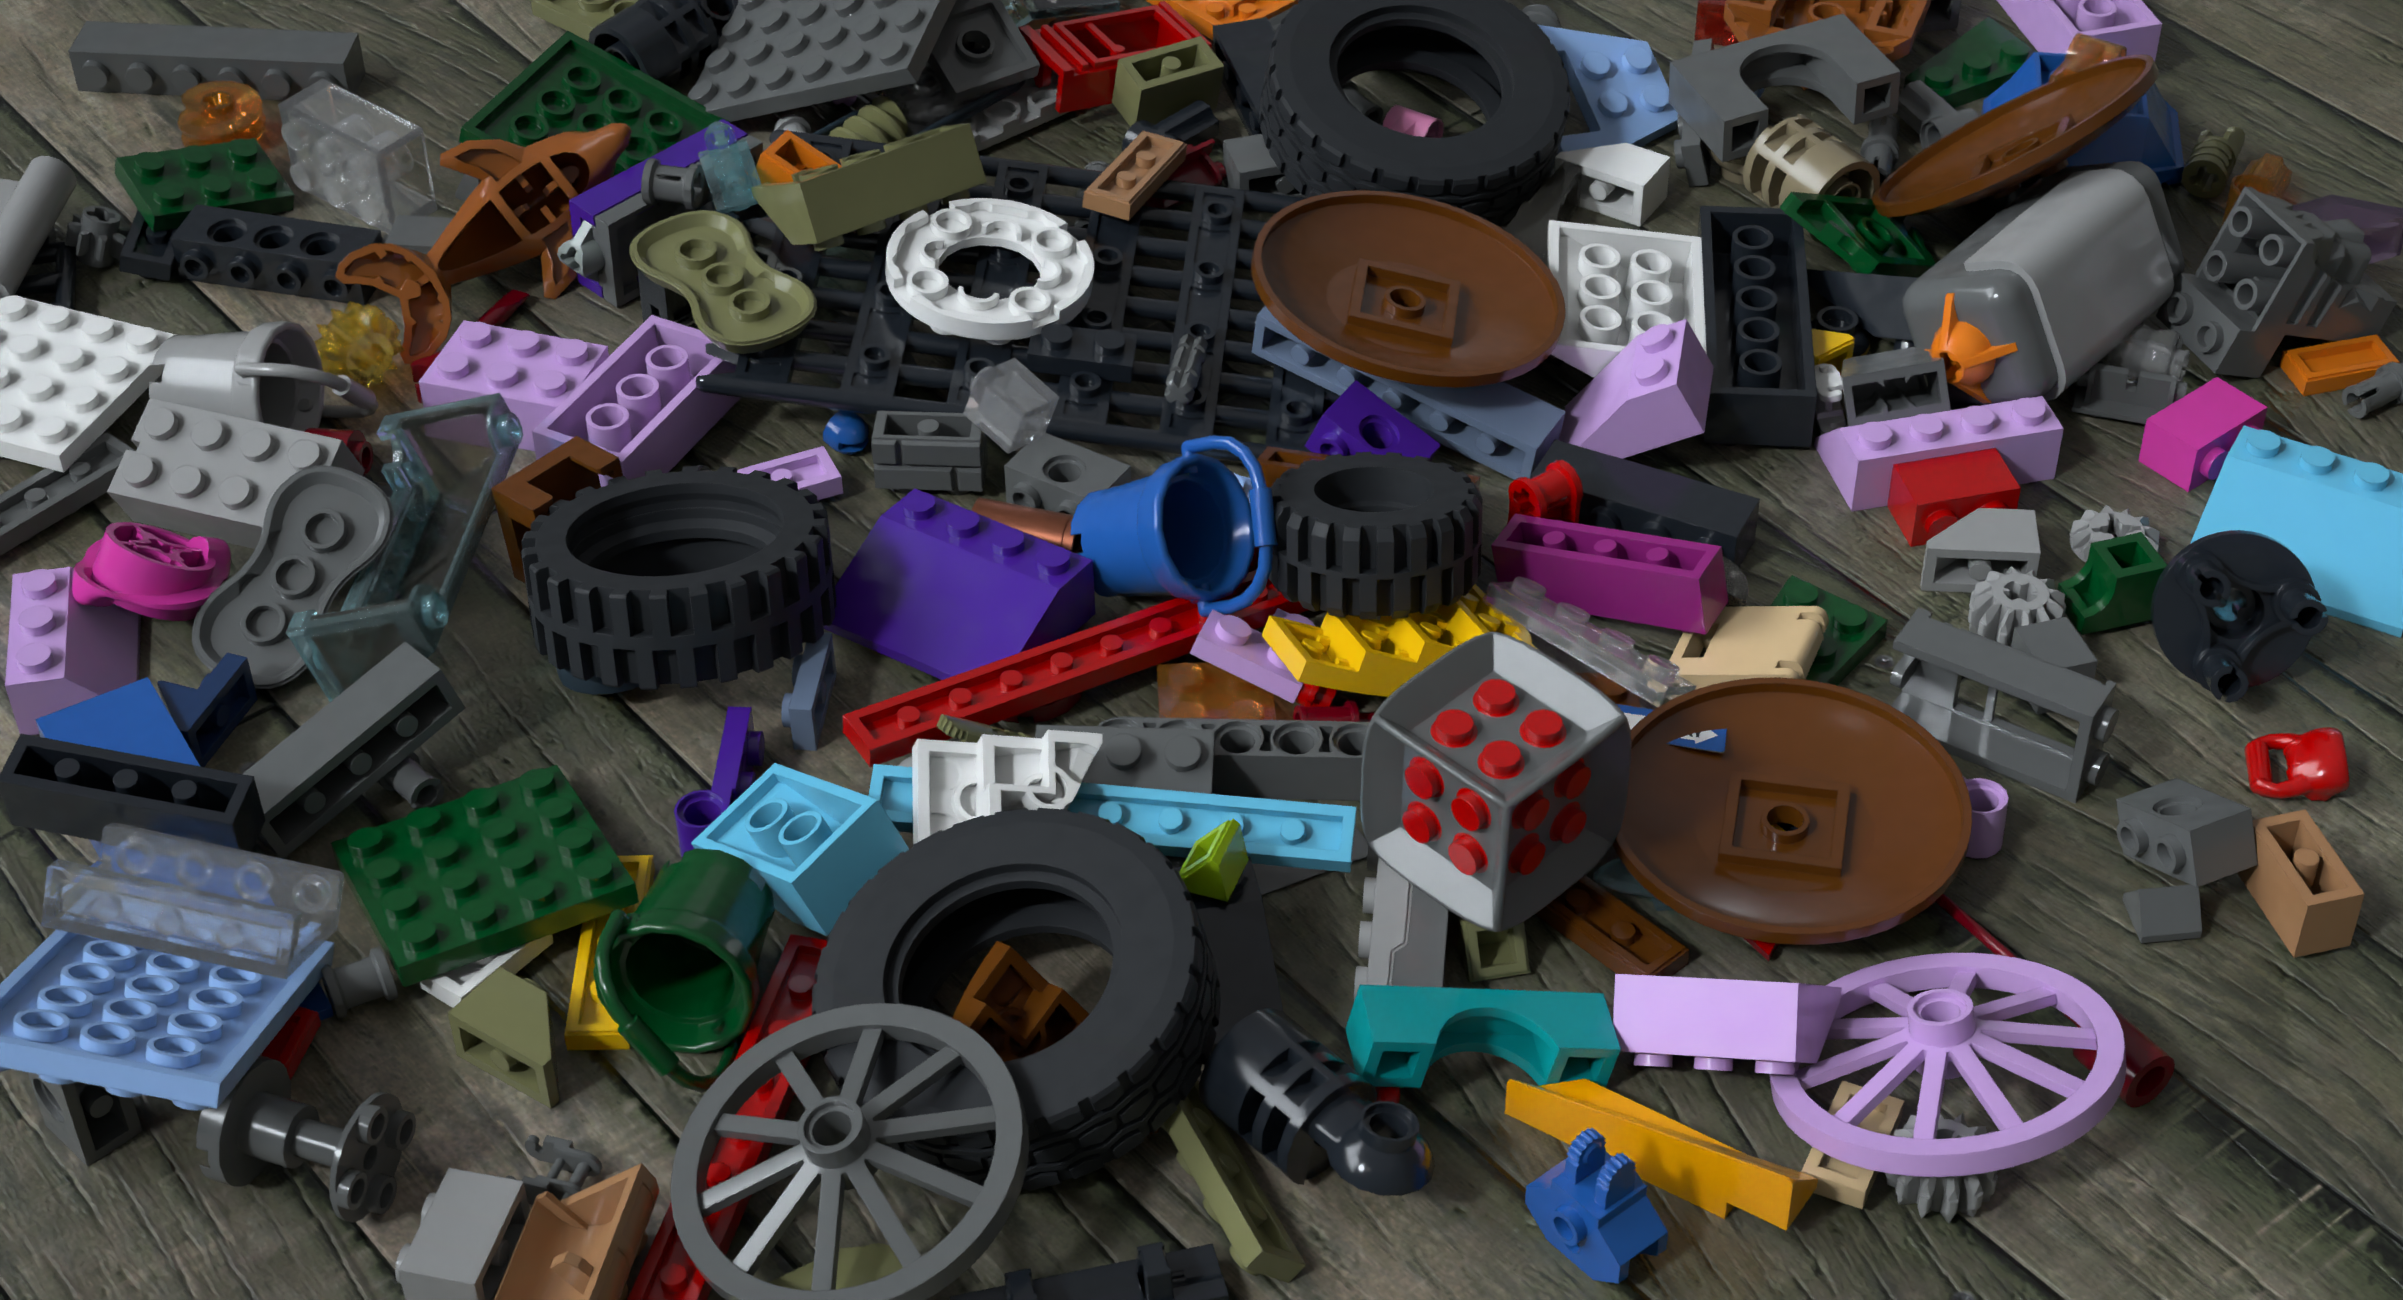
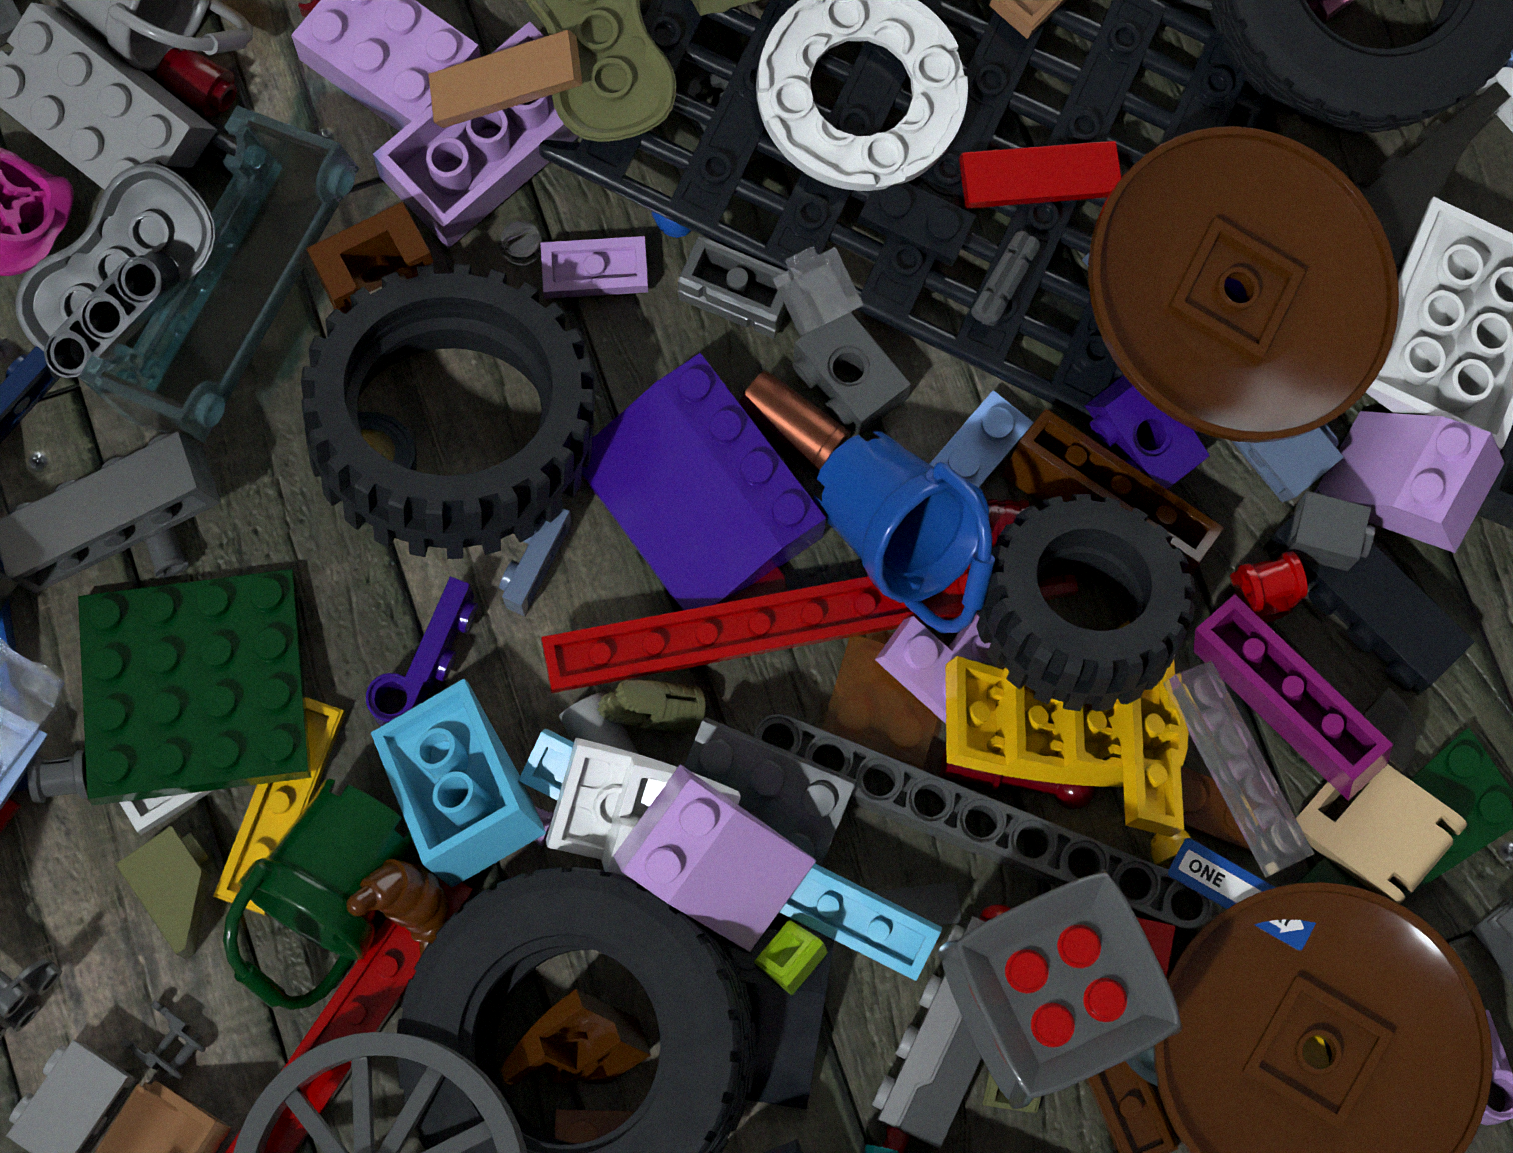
camera: 15 degrees right, 35 degrees up
(301, 574) = (131, 299): none -> black beam
(645, 330) = (505, 79): none -> medium nougat tile
(784, 927) = (407, 896): none -> reddish brown piece
(1098, 762) = (712, 859): none -> lavender slope
(1182, 299) = (1039, 174): none -> red tile
(1583, 440) = (1330, 531): none -> dark grey brick

